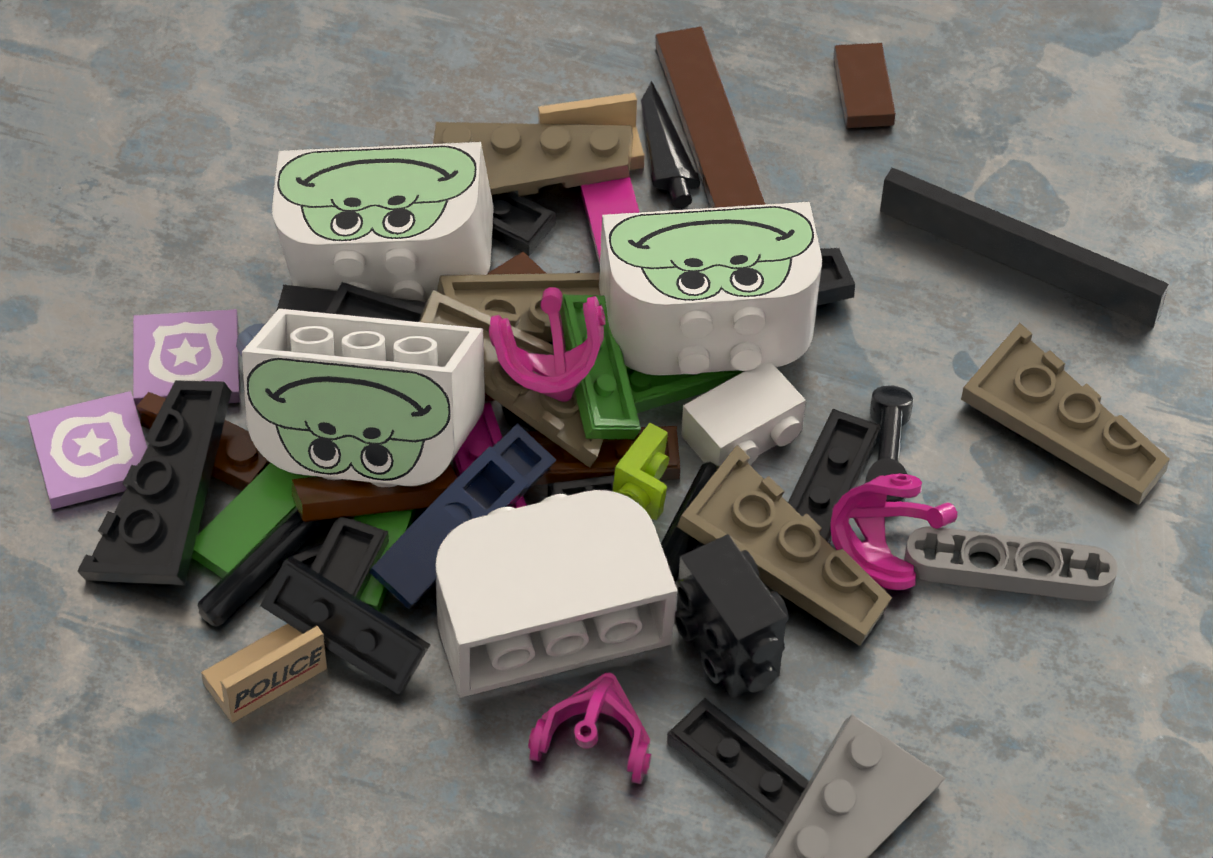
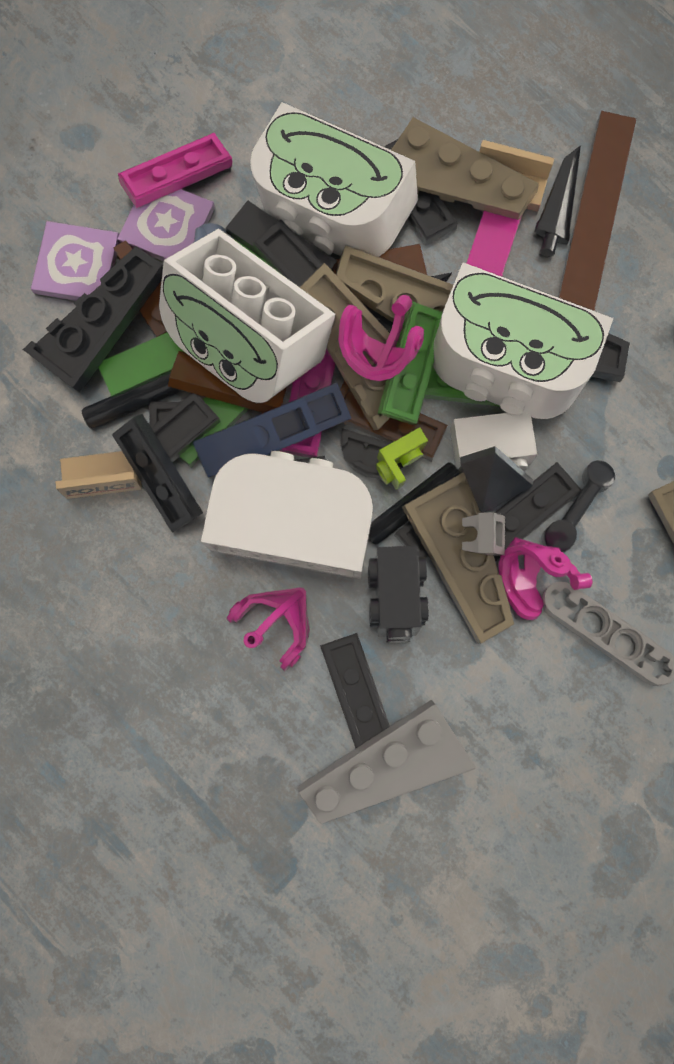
camera: 30 degrees right, 25 degrees up
(166, 294) = (175, 170): none -> dark pink tile
(769, 438) = (493, 477): none -> black slope
(806, 505) = (490, 534): none -> light grey tile

